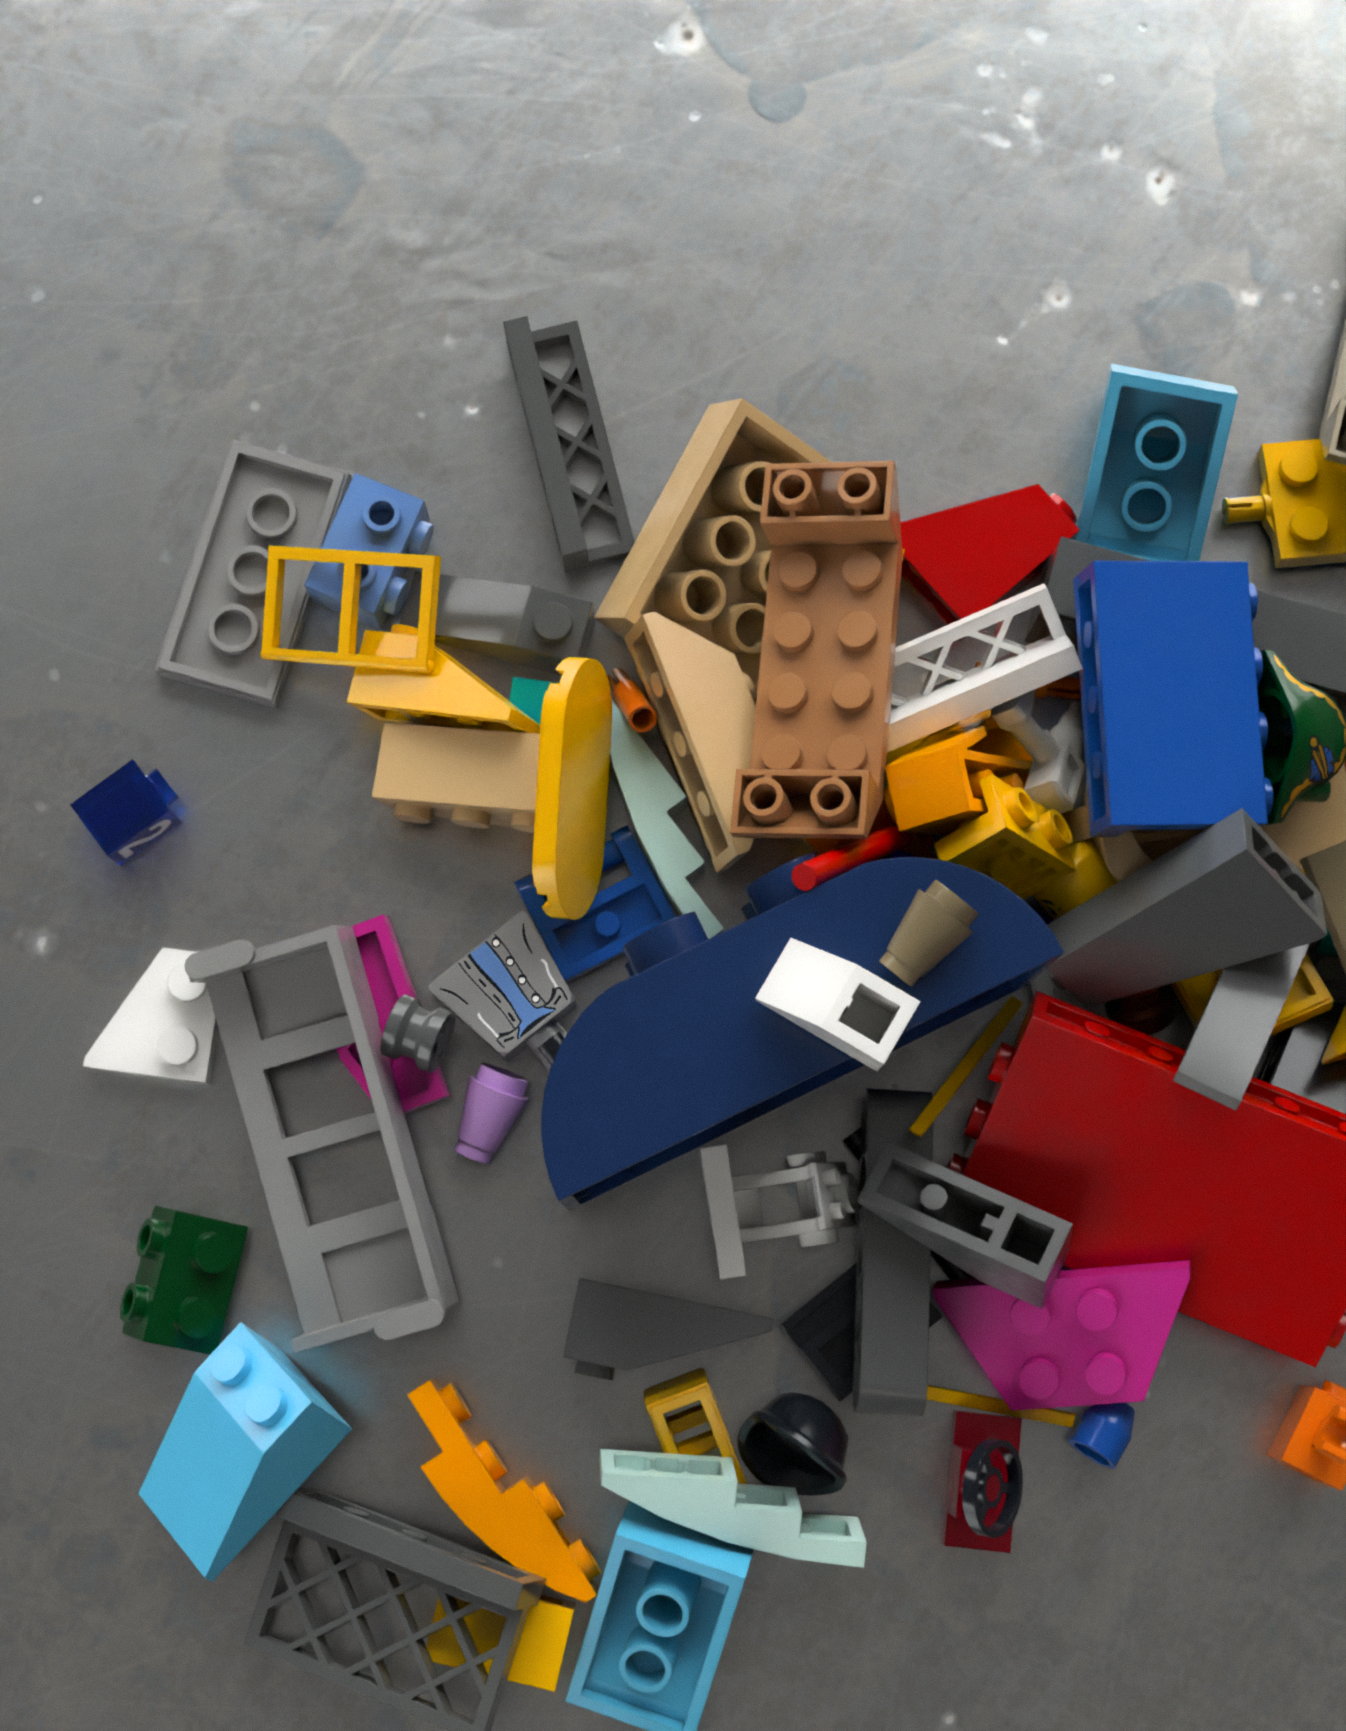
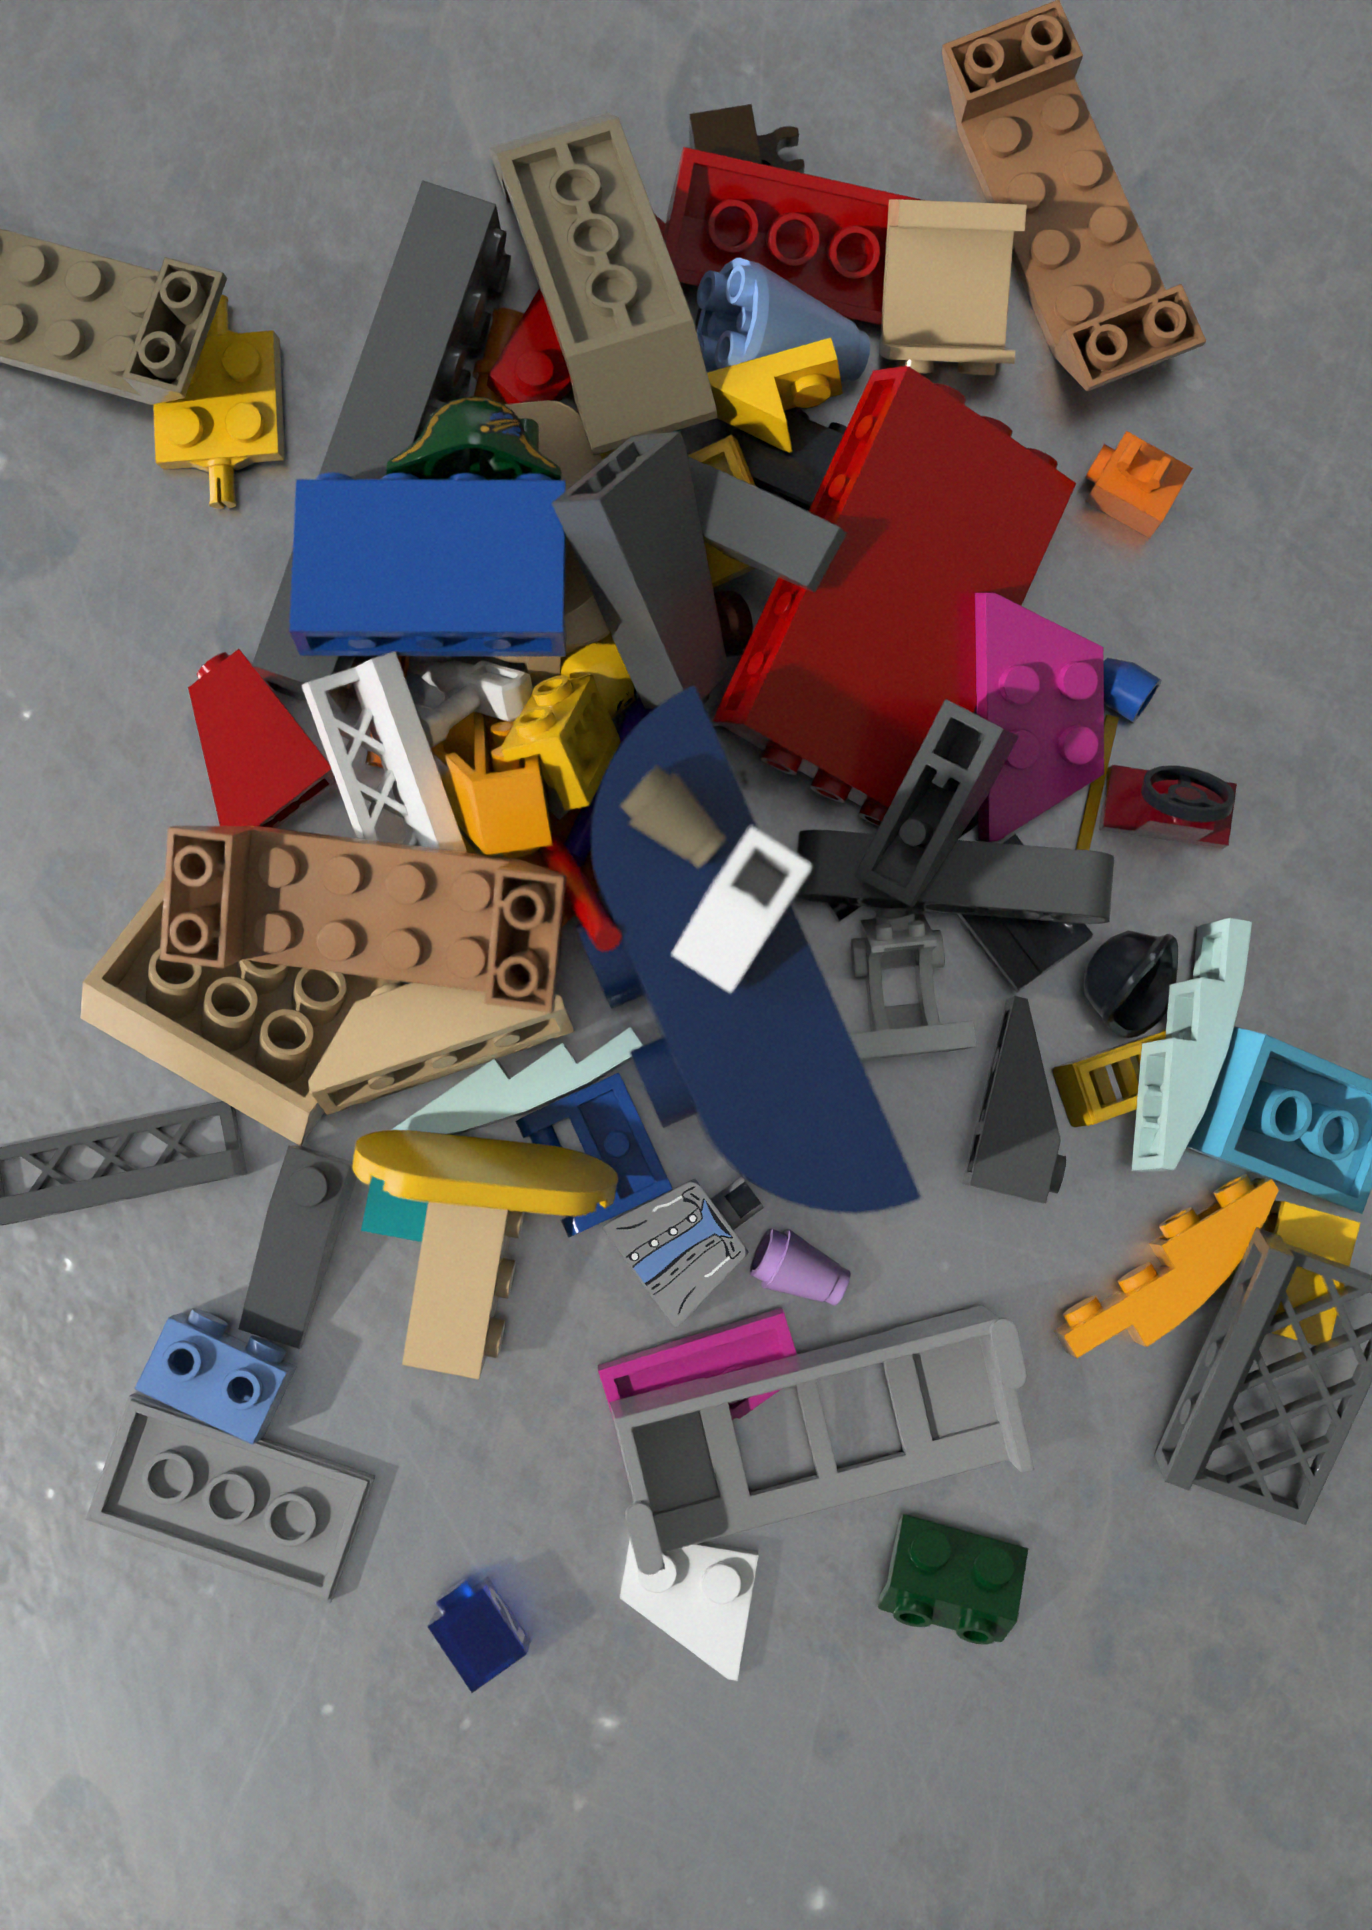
camera: 90 degrees left, 5 degrees up
(237, 1449) = (1123, 1526): medium azure slope -> none
(349, 608) = (282, 1397): yellow window -> none
(417, 1033) = (724, 1338): dark grey wheel -> none
(441, 698) = (362, 1323): yellow slope -> none
(632, 701) = (392, 1109): orange pin -> none
(965, 1067) = (786, 804): yellow piece -> none
(1155, 464) = (175, 570): medium azure slope -> none

